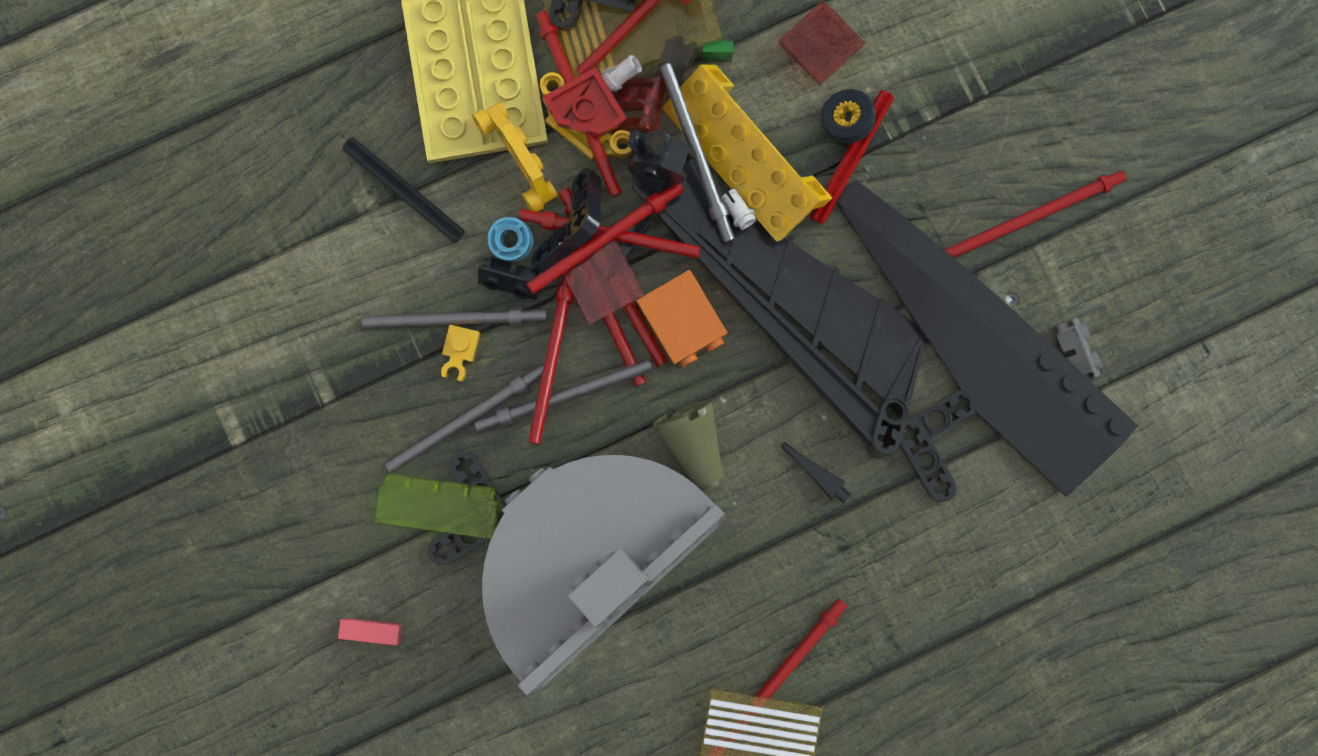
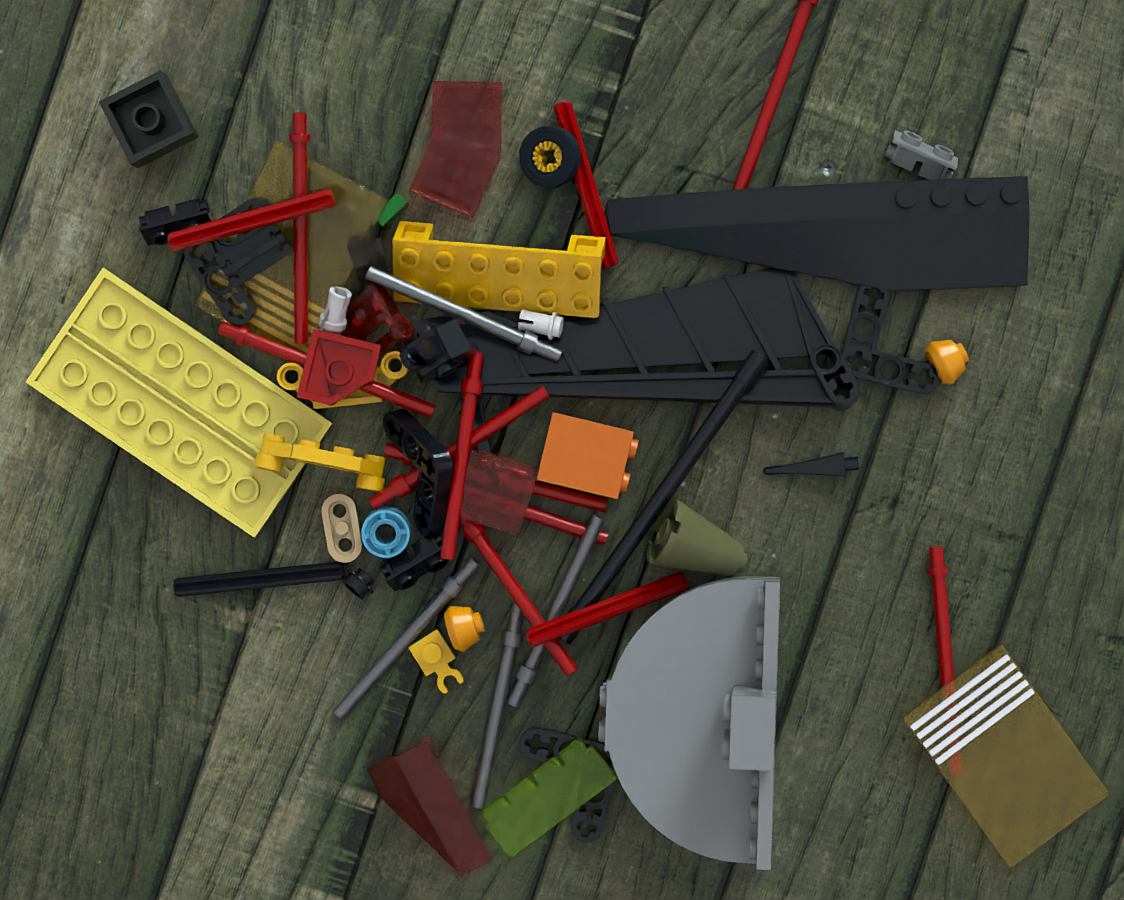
camera: 45 degrees left, 5 degrees up
(361, 432) = (426, 799): none -> clear red wedge
(461, 254) = (358, 583): none -> black plate
(483, 209) = (342, 527): none -> tan plate
(496, 346) = (463, 626): none -> light orange cone
(594, 425) = (606, 609): none -> red axle
(780, 65) = (454, 172): none -> clear red plate
(831, 369) = (742, 381): none -> black piece
(970, 491) = (947, 359): none -> light orange cone

